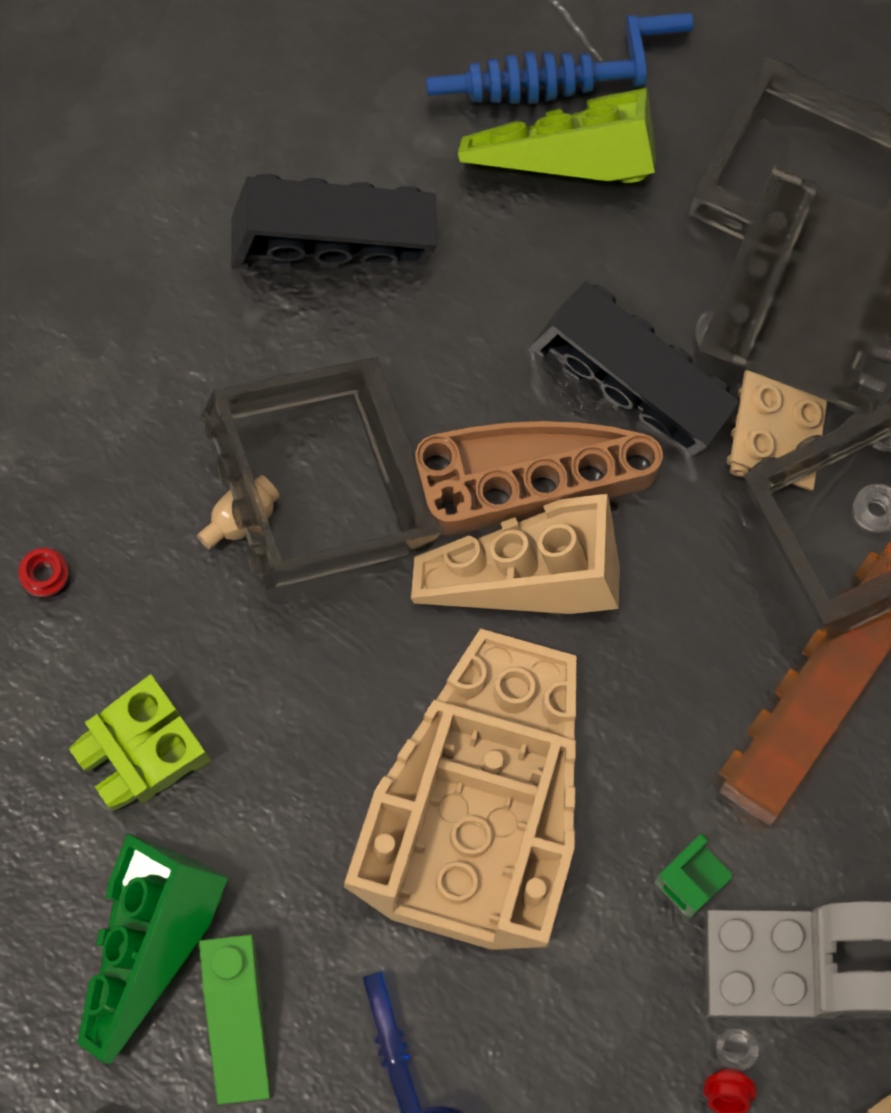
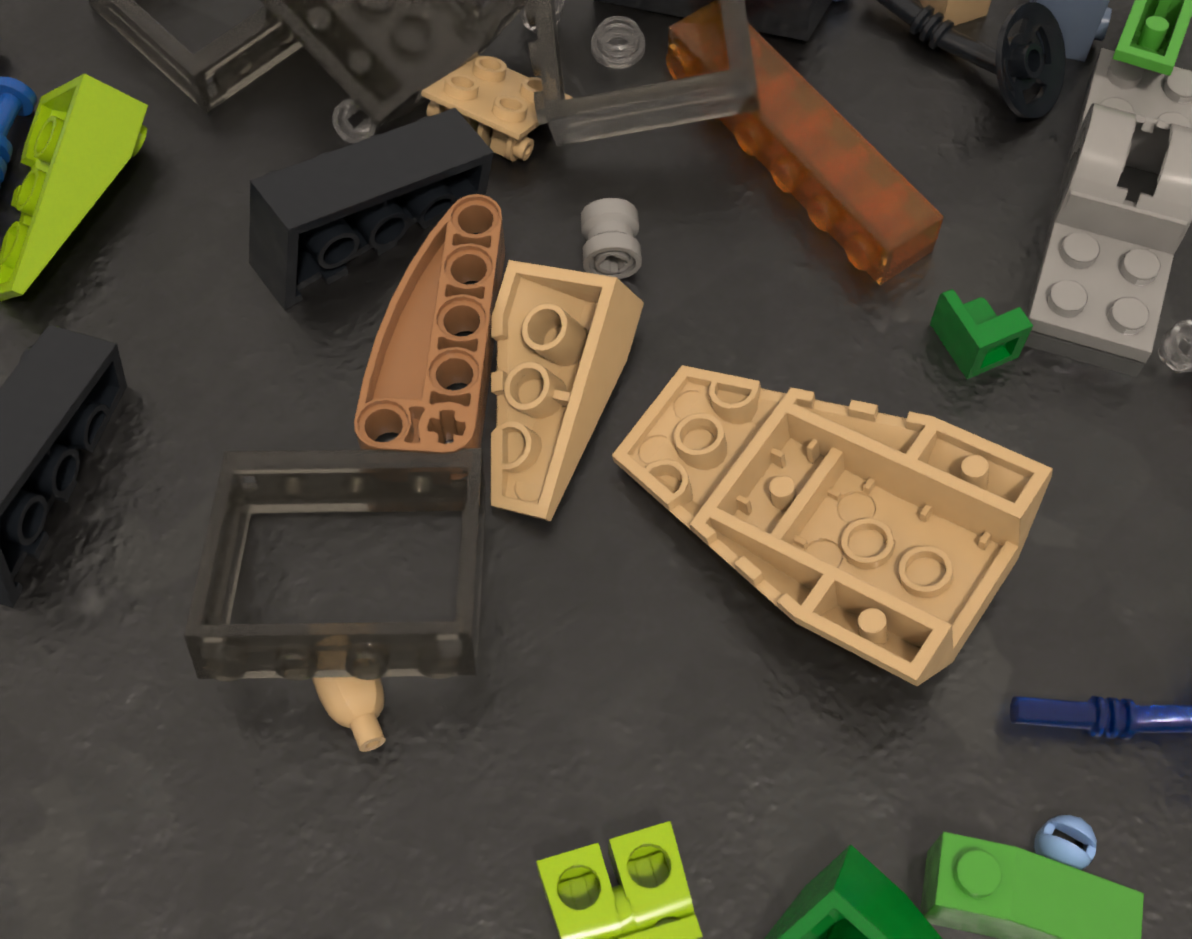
camera: 70 degrees left, 10 degrees down
(299, 1037) = (1064, 850): none -> light blue hinge
(671, 565) = (610, 238): none -> light grey wheel

